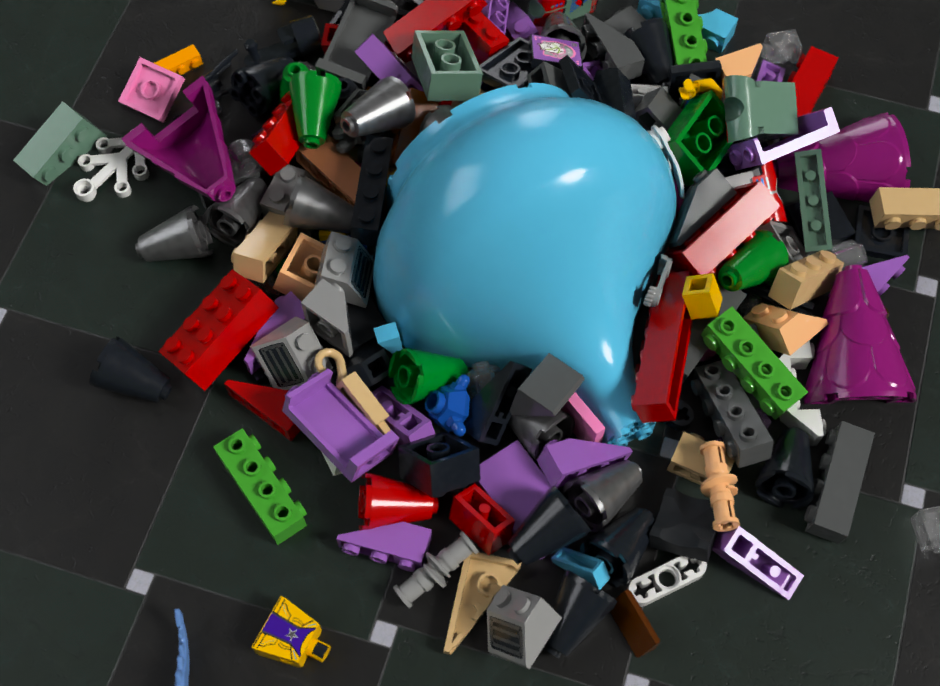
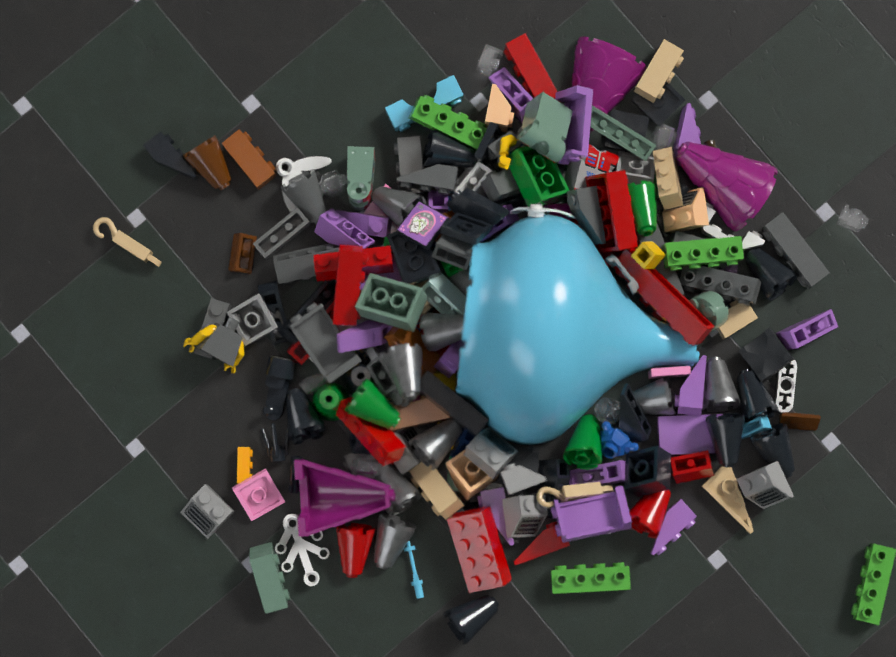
camera: 55 degrees left, 20 degrees up
(107, 56) = (207, 511): none -> light grey slope
(143, 298) = (417, 583): none -> medium azure piece
(144, 206) = (354, 547): none -> red cone
(290, 636) = (690, 611): torso -> none
(388, 337) = (549, 452): medium azure piece -> none
(435, 570) = (704, 509): light grey piece -> none
(546, 389) = (648, 384): dark grey slope -> none
(693, 415) = (712, 307): none -> sand green brick
(719, 486) = (760, 325): light nougat piece -> none

